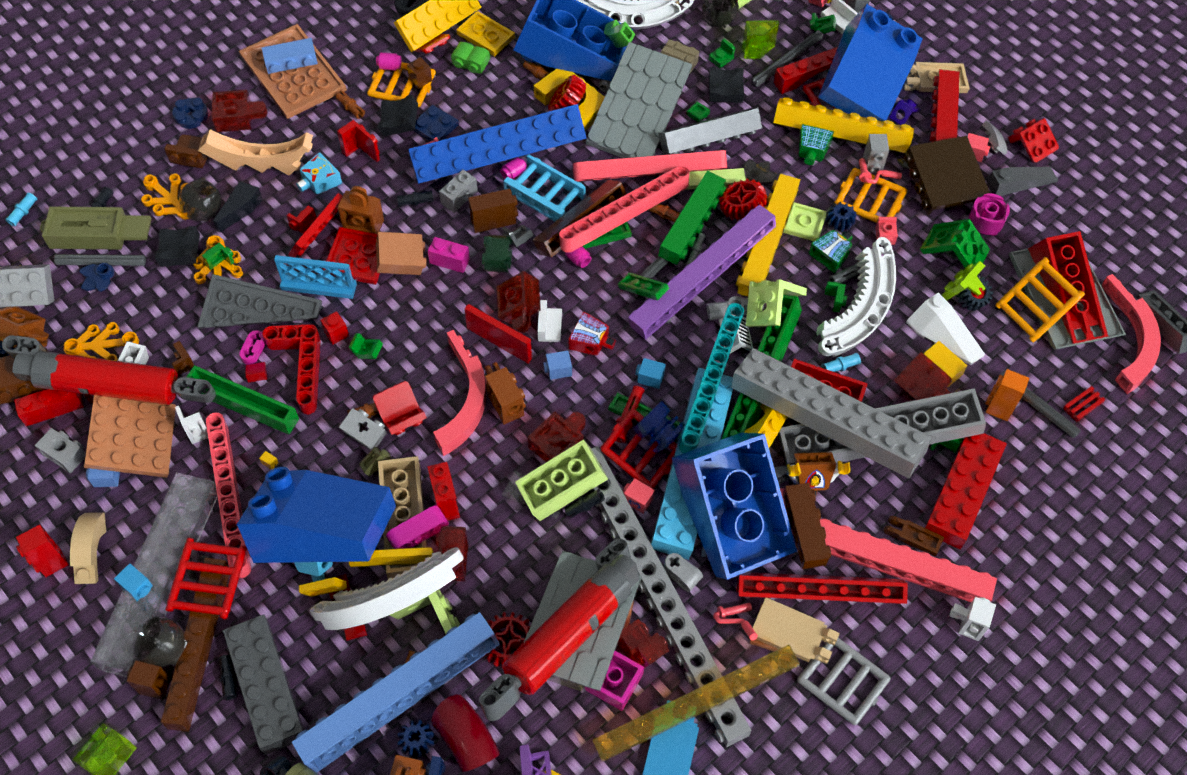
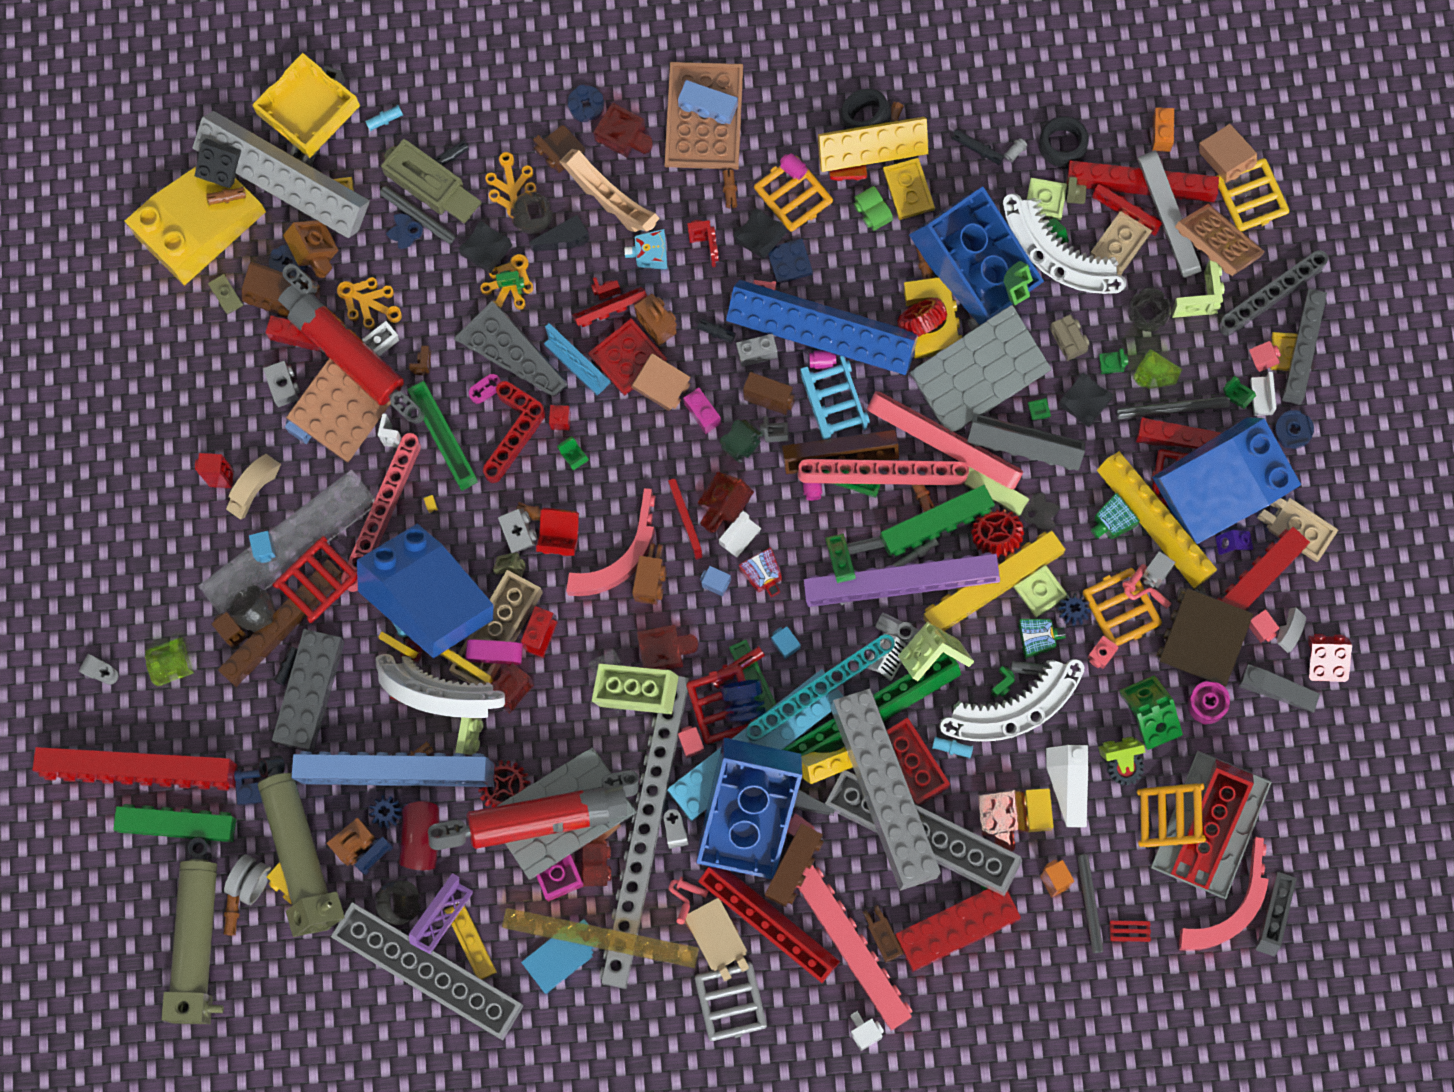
camera: 45 degrees right, 15 degrees up
(256, 372) = (473, 413): red slope -> none
(419, 72) = (811, 198): reddish brown brick -> none
(585, 503) = (642, 719): black pin -> none
(816, 469) = (838, 826): torso -> none

